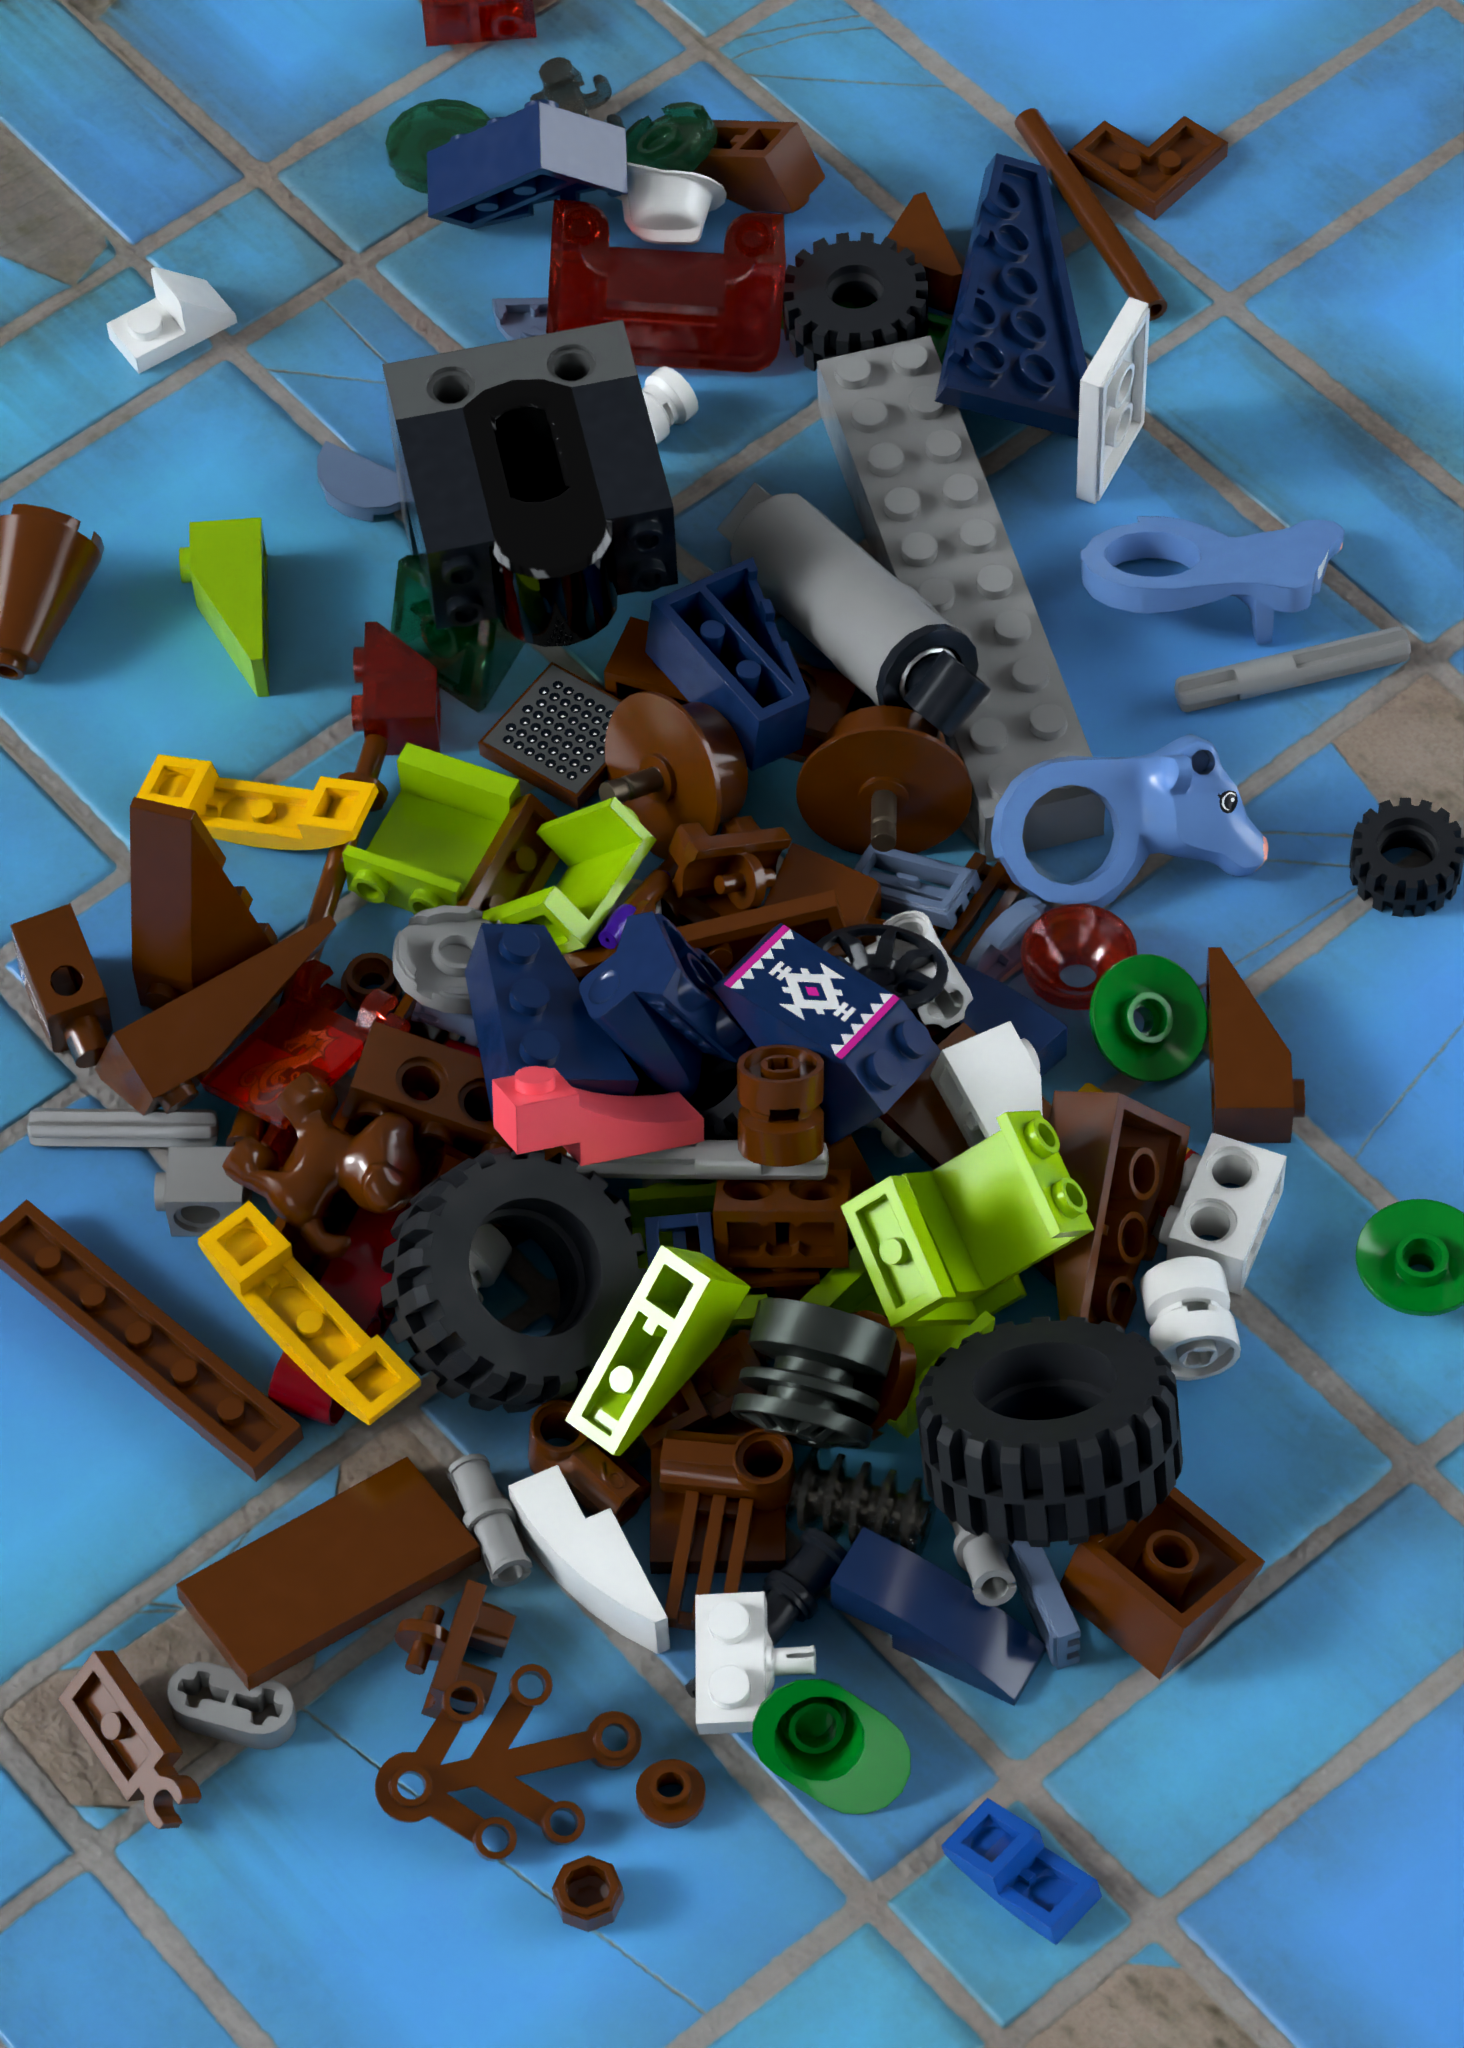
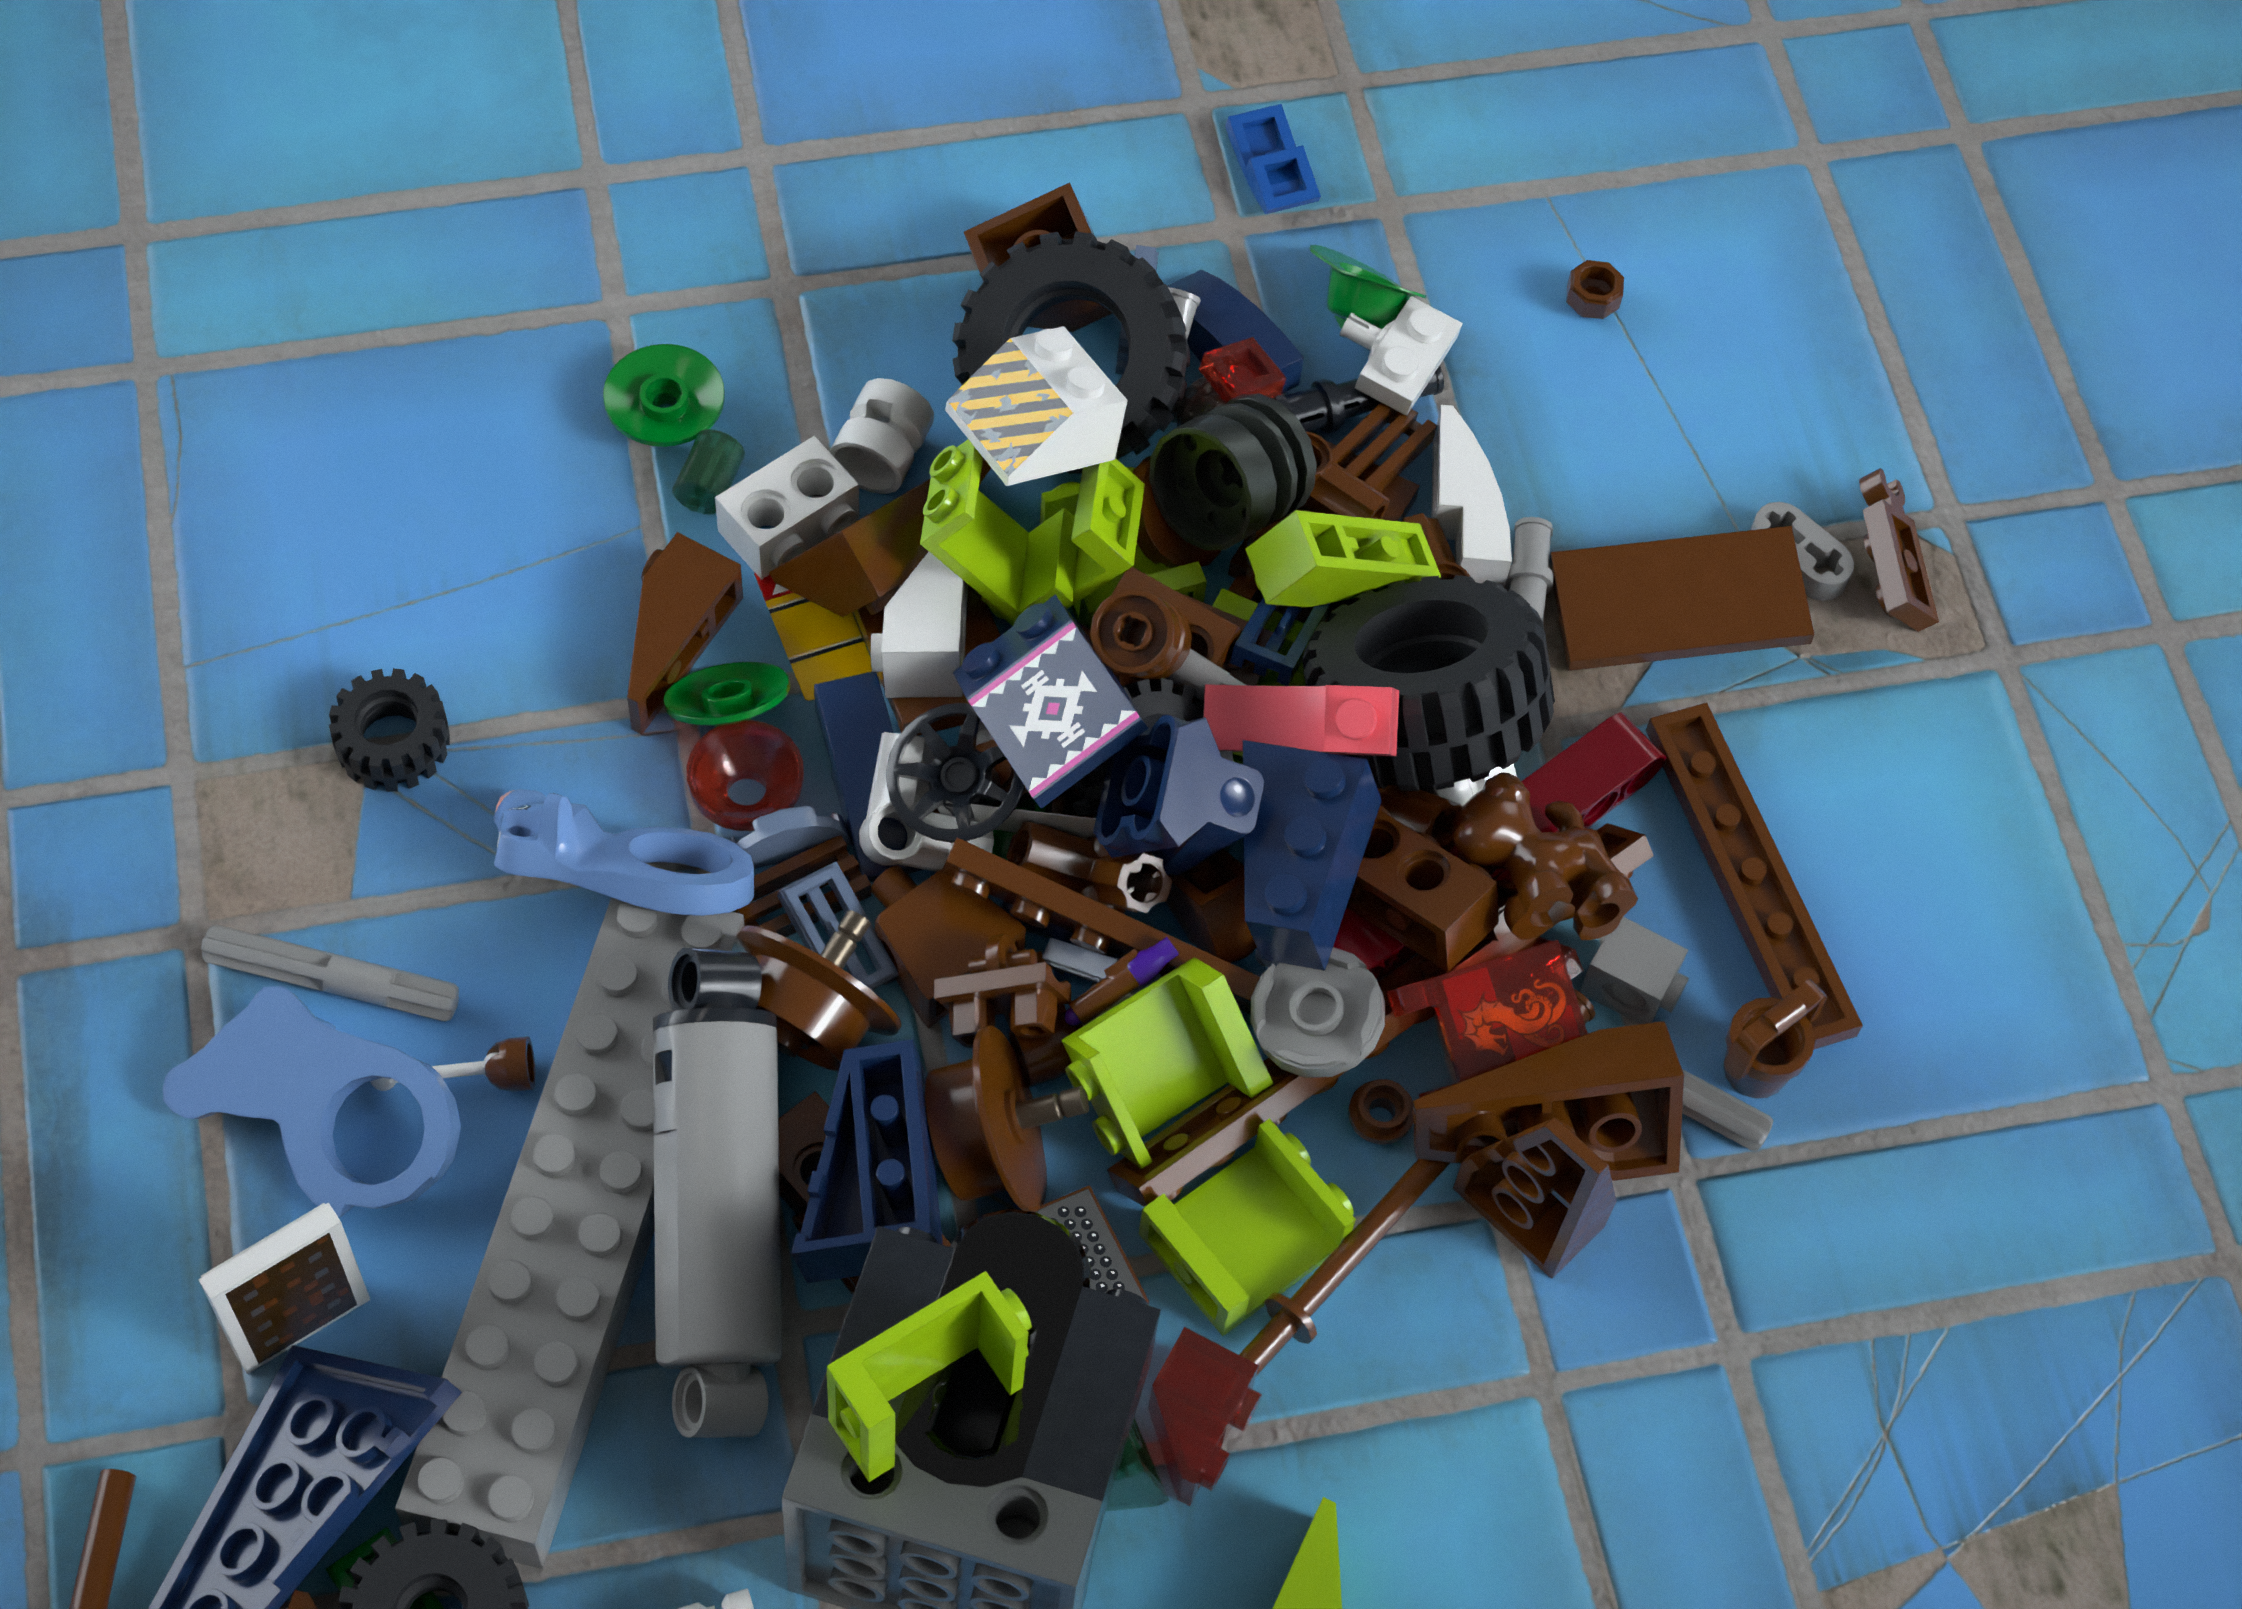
camera: 160 degrees left, 5 degrees up
(58, 1159) = (1772, 1040): none -> reddish brown piece
(63, 984) = (1690, 1214): reddish brown torso -> none
(262, 812) = (1397, 1355): yellow slope -> none
(304, 1318) = (1610, 754): yellow slope -> none
(473, 1625) = (1614, 493): reddish brown hips -> none
(495, 1767) = (1688, 404): reddish brown plant -> none
(544, 423) = (913, 1351): none -> lime panel
(670, 1811) = (1494, 338): reddish brown plate -> none
(871, 1497) = (1242, 370): none -> clear red plate
(1011, 1261) = (1040, 408): none -> slope
(1099, 672) = (507, 1066): none -> reddish brown hinge
(1325, 1214) = (708, 470): none -> clear green piece

